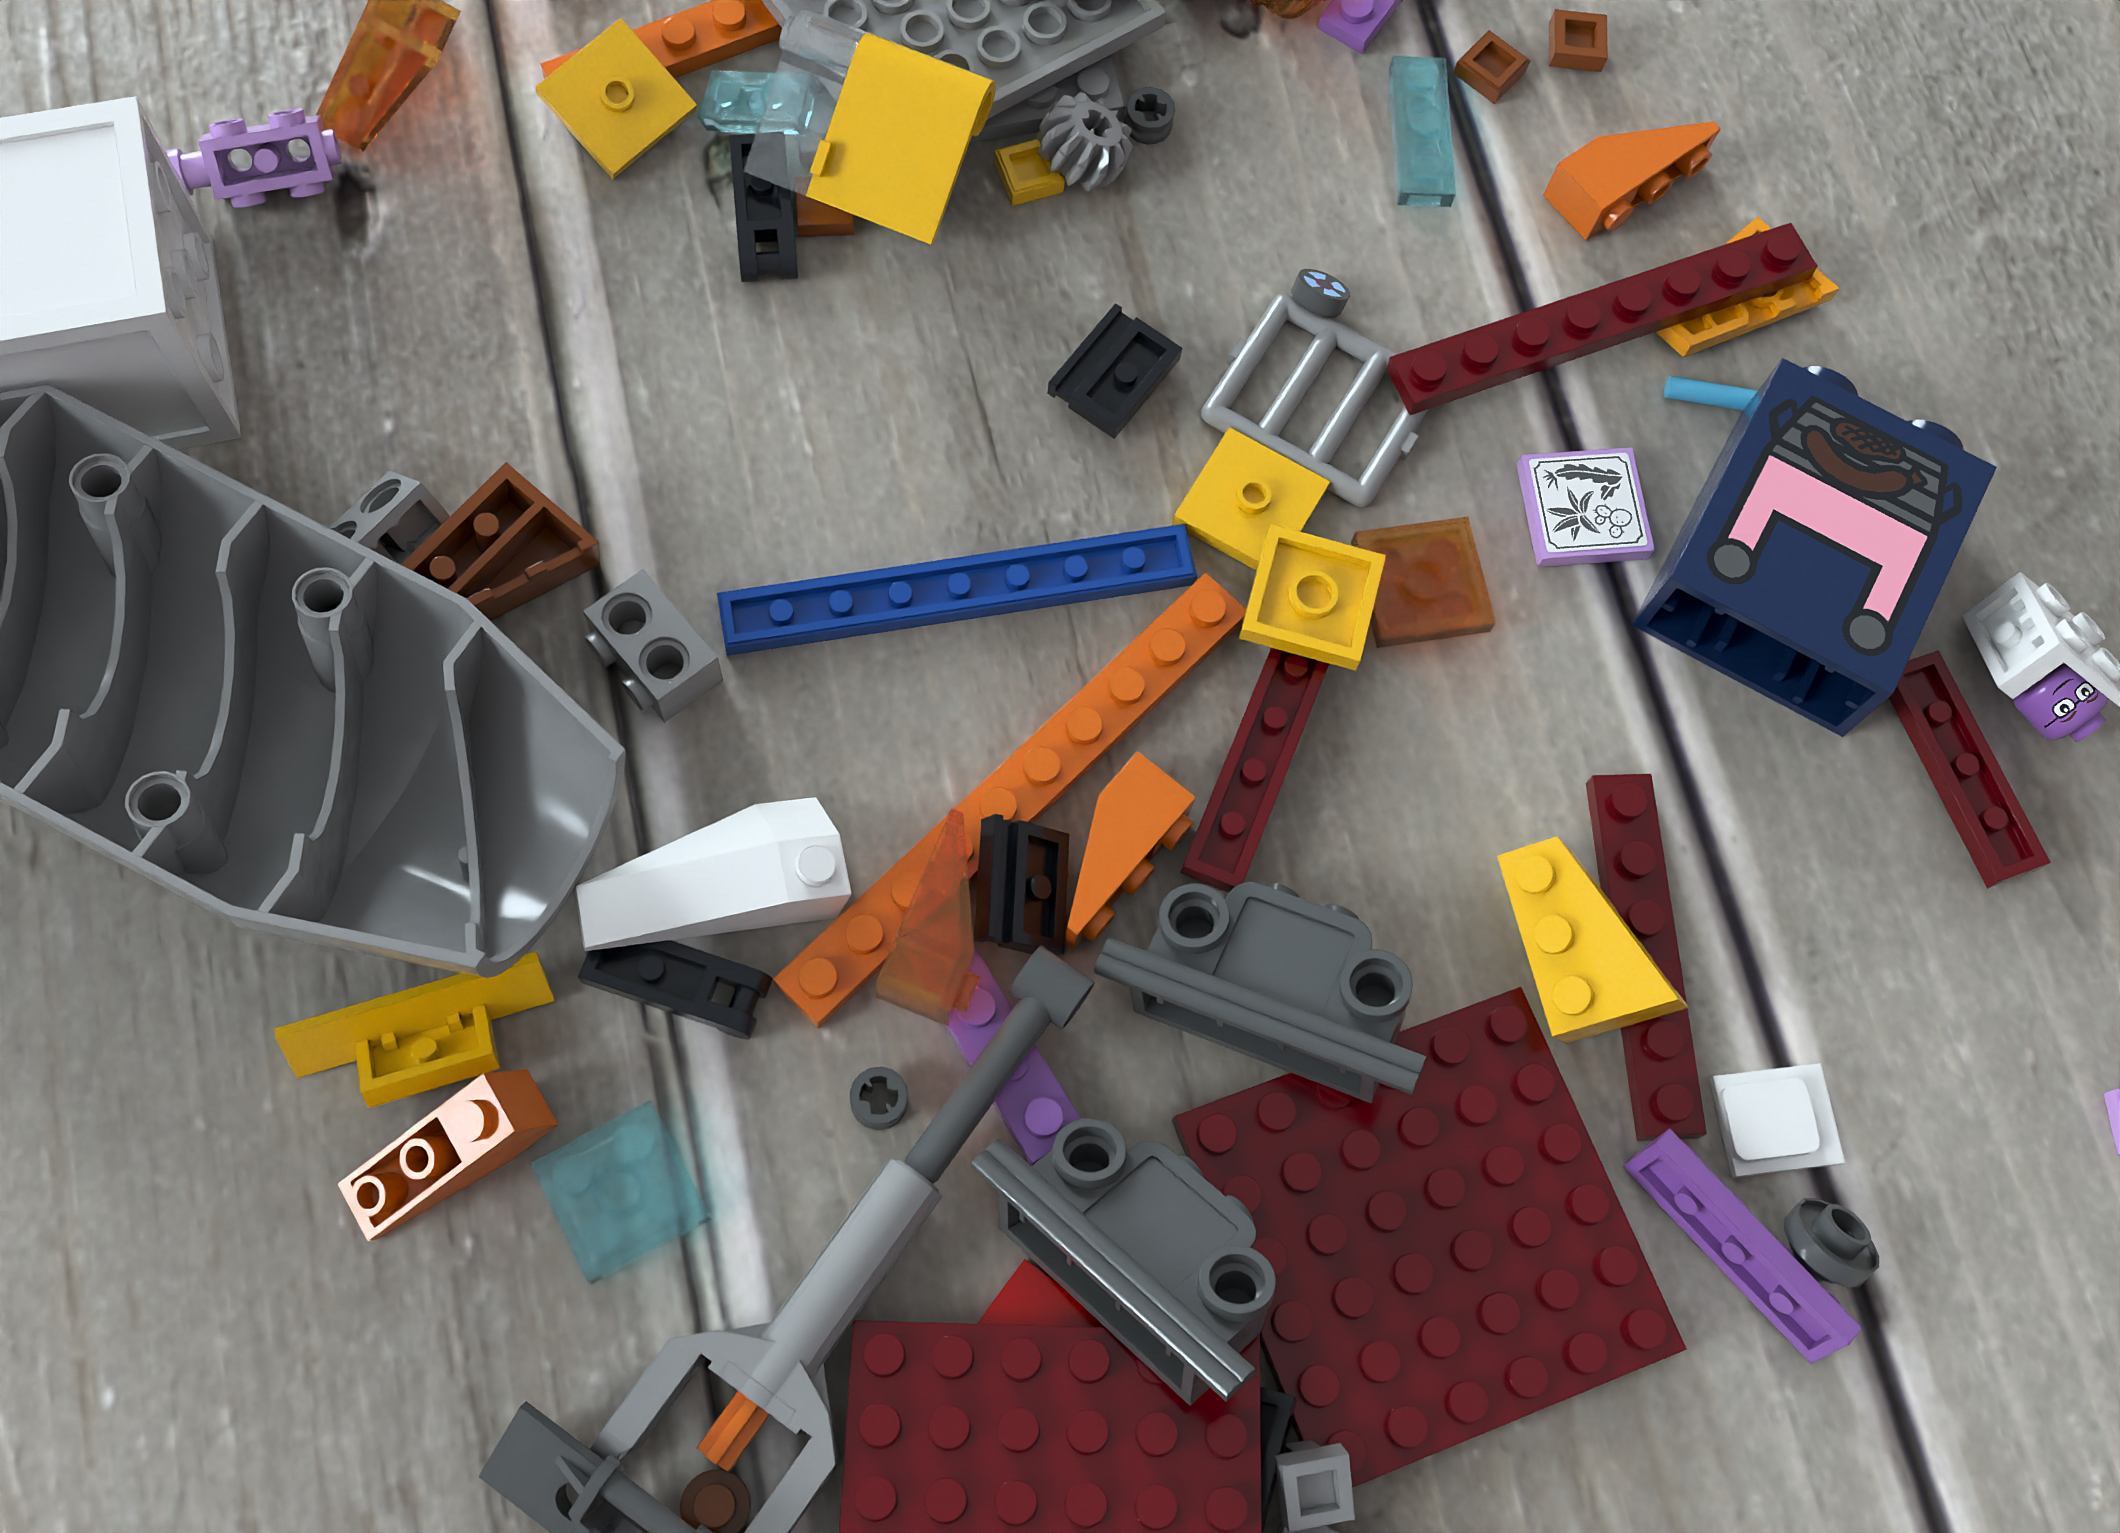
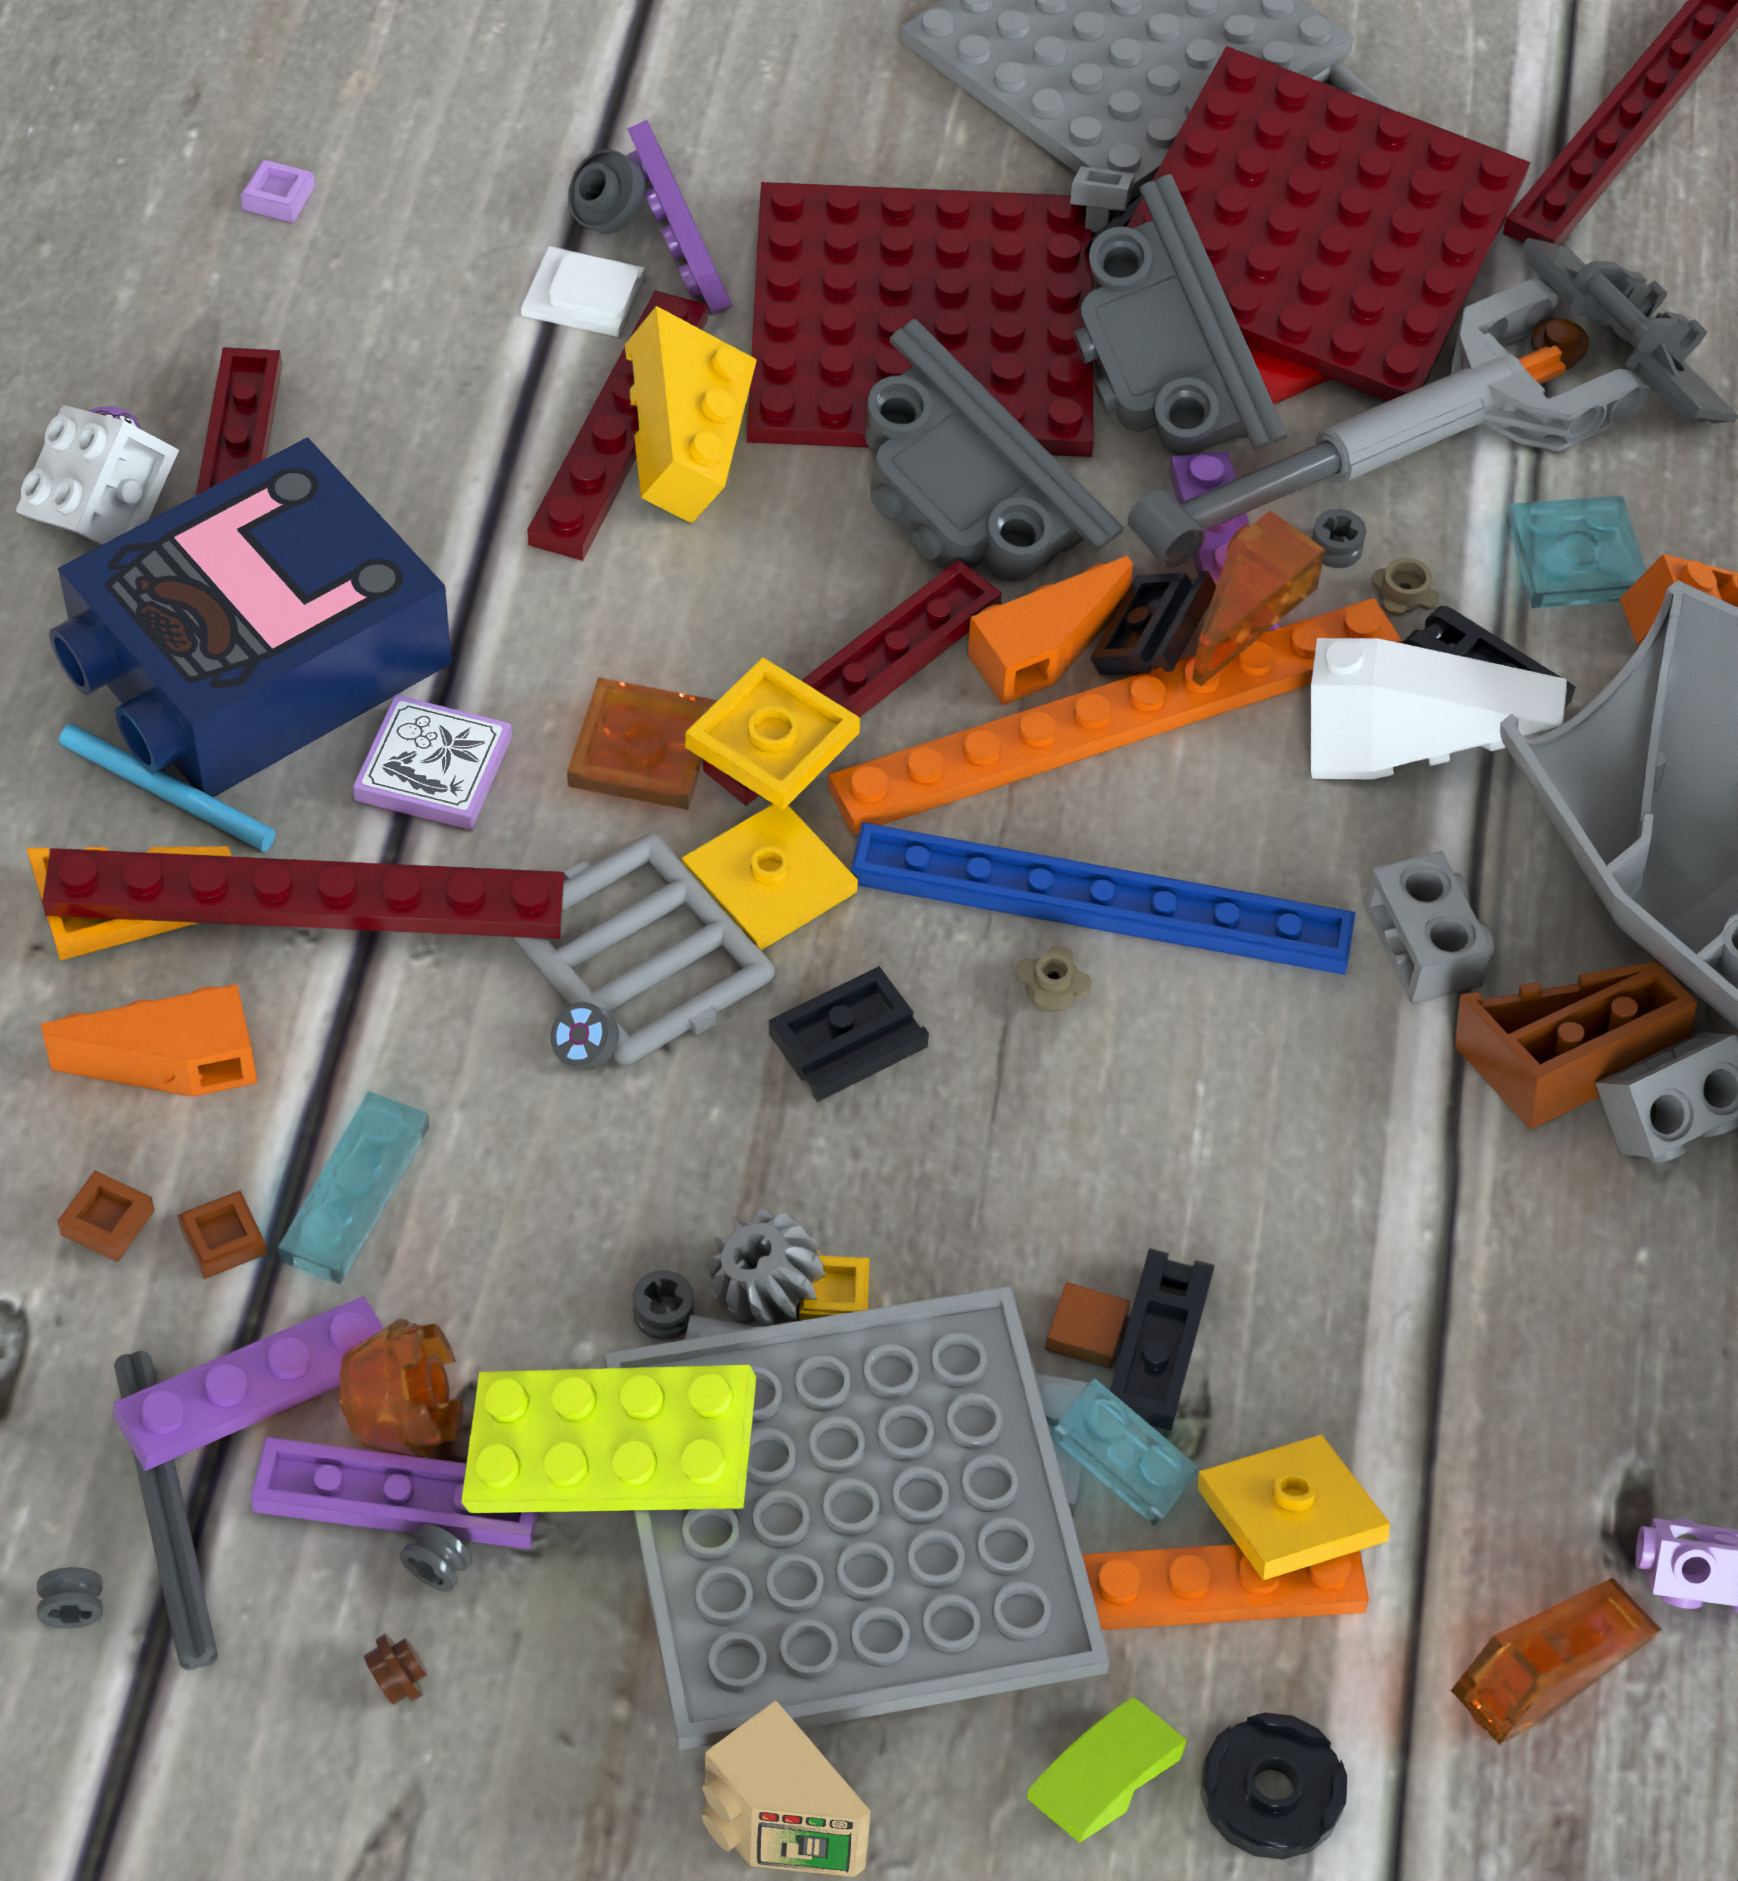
camera: 150 degrees left, 15 degrees down
(794, 1040) = (1405, 586): none -> dark tan plate
(867, 124) = (1015, 1324): yellow door -> none
(968, 501) = (1053, 993): none -> dark tan plate

